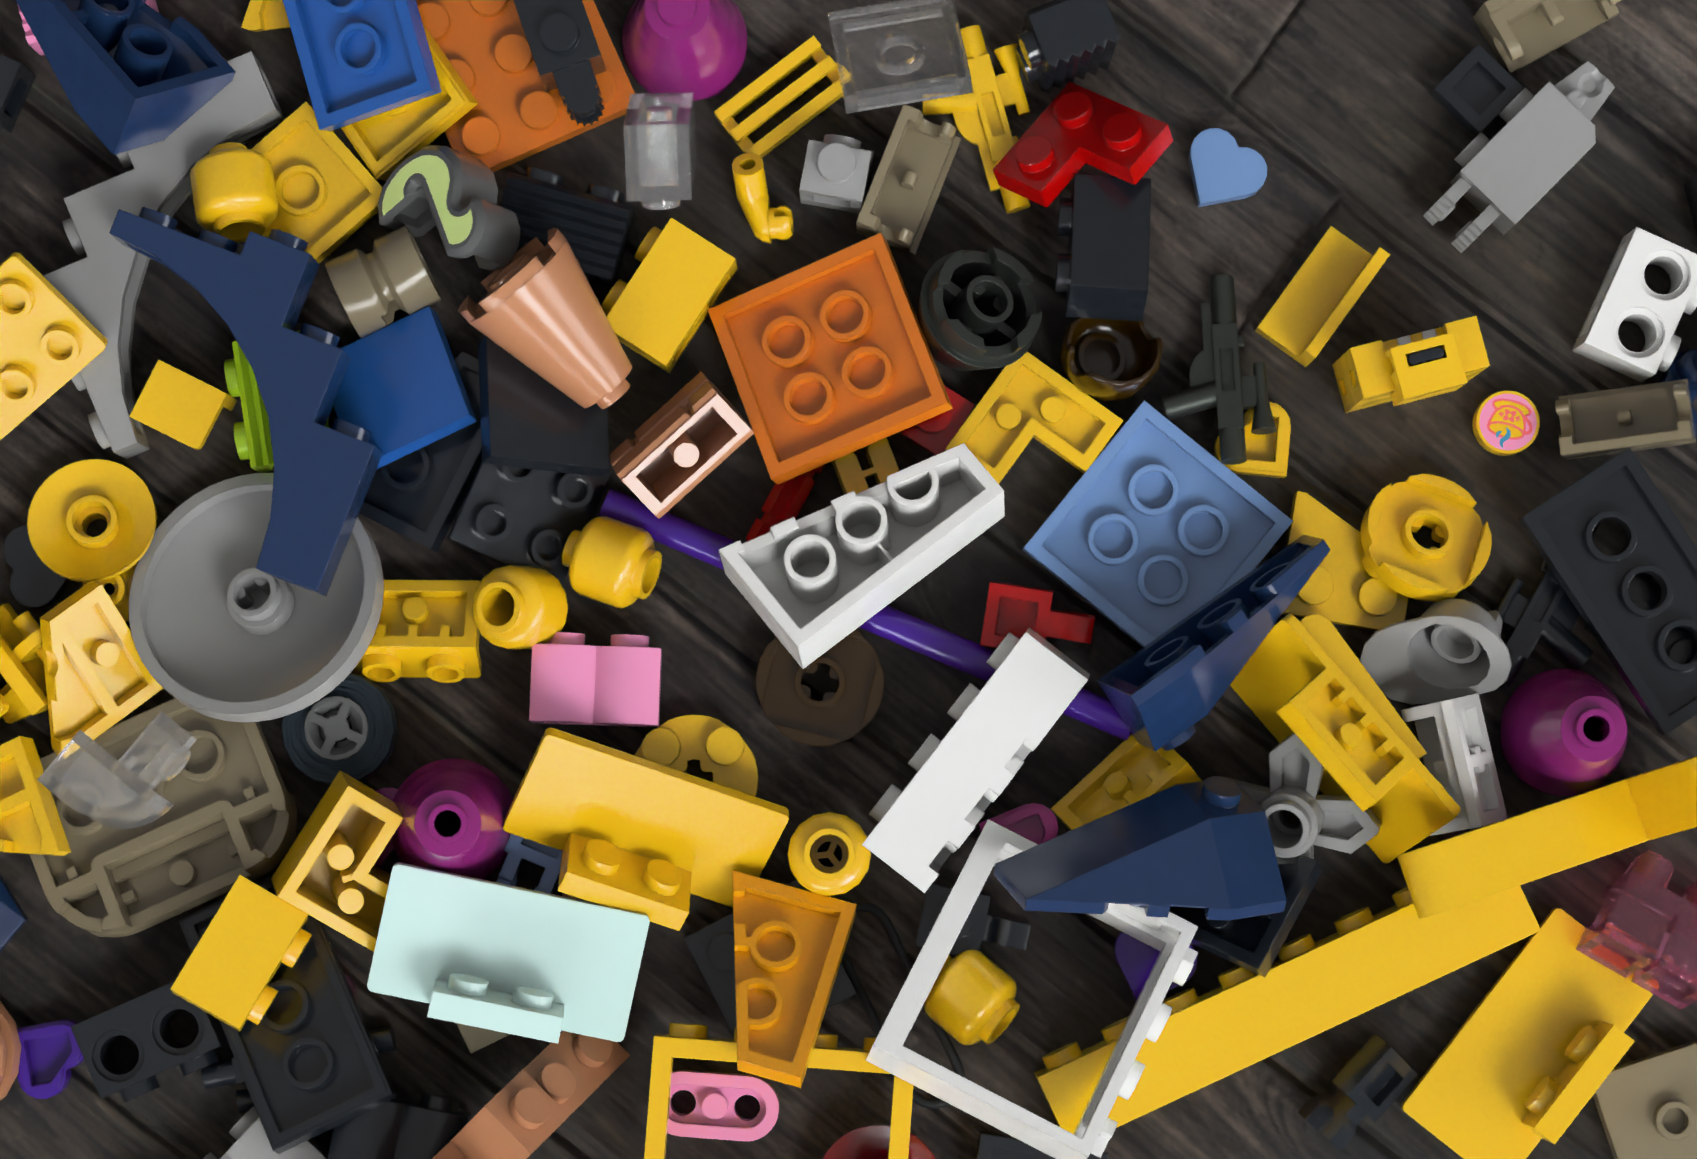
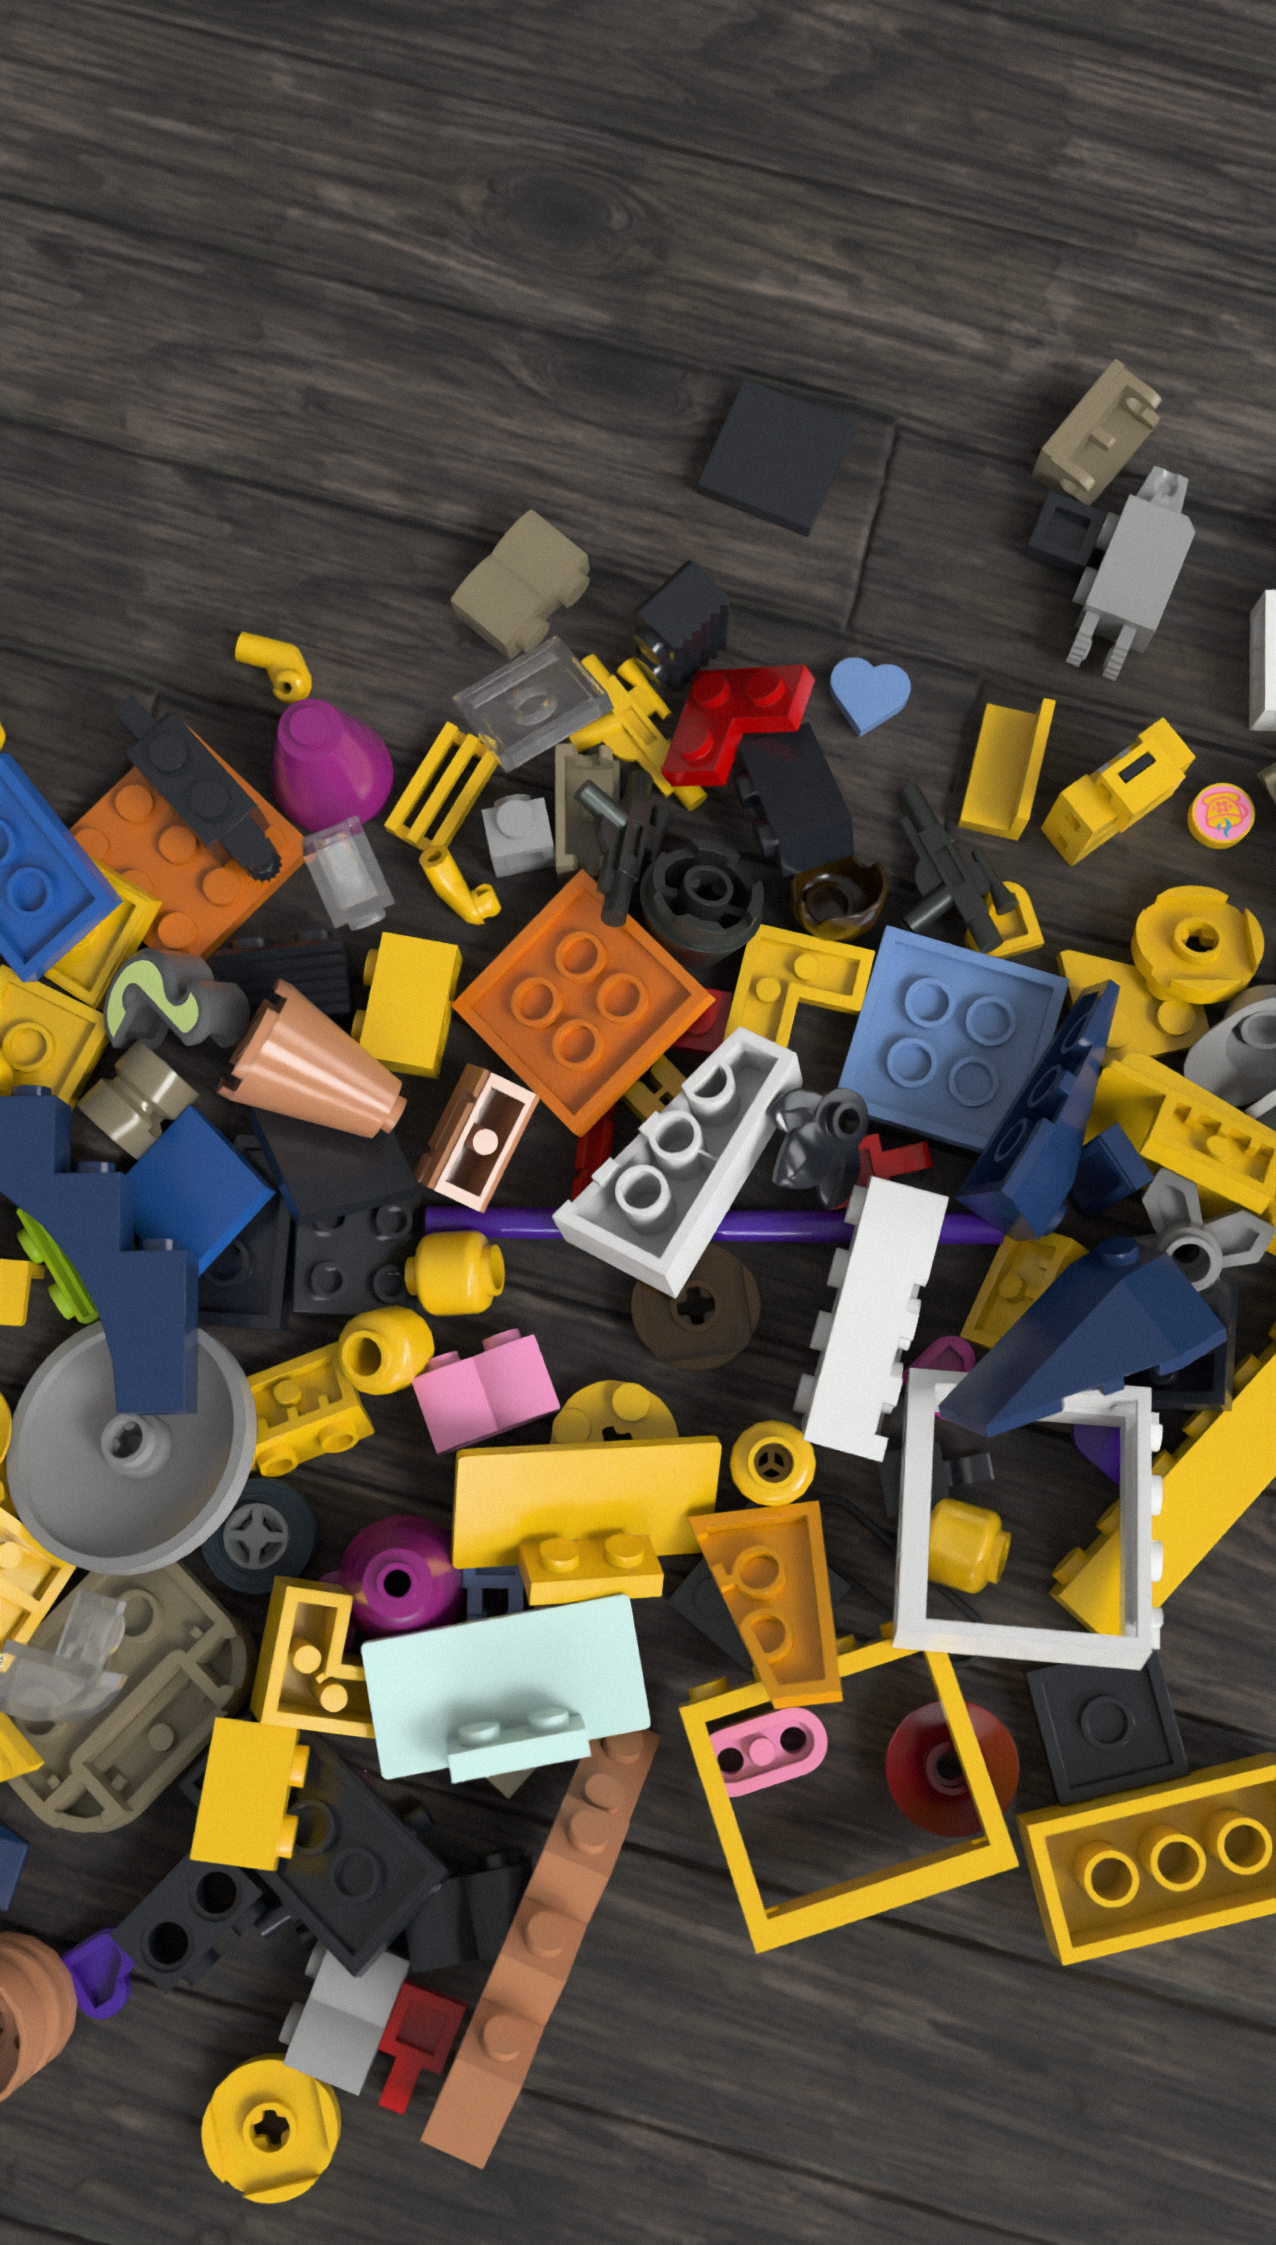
camera: 20 degrees left, 5 degrees down
(930, 218) = (624, 836): none -> pearl dark grey piece
(987, 580) = (815, 1146): none -> black plate
(1245, 715) = (1107, 1172): none -> dark blue tile

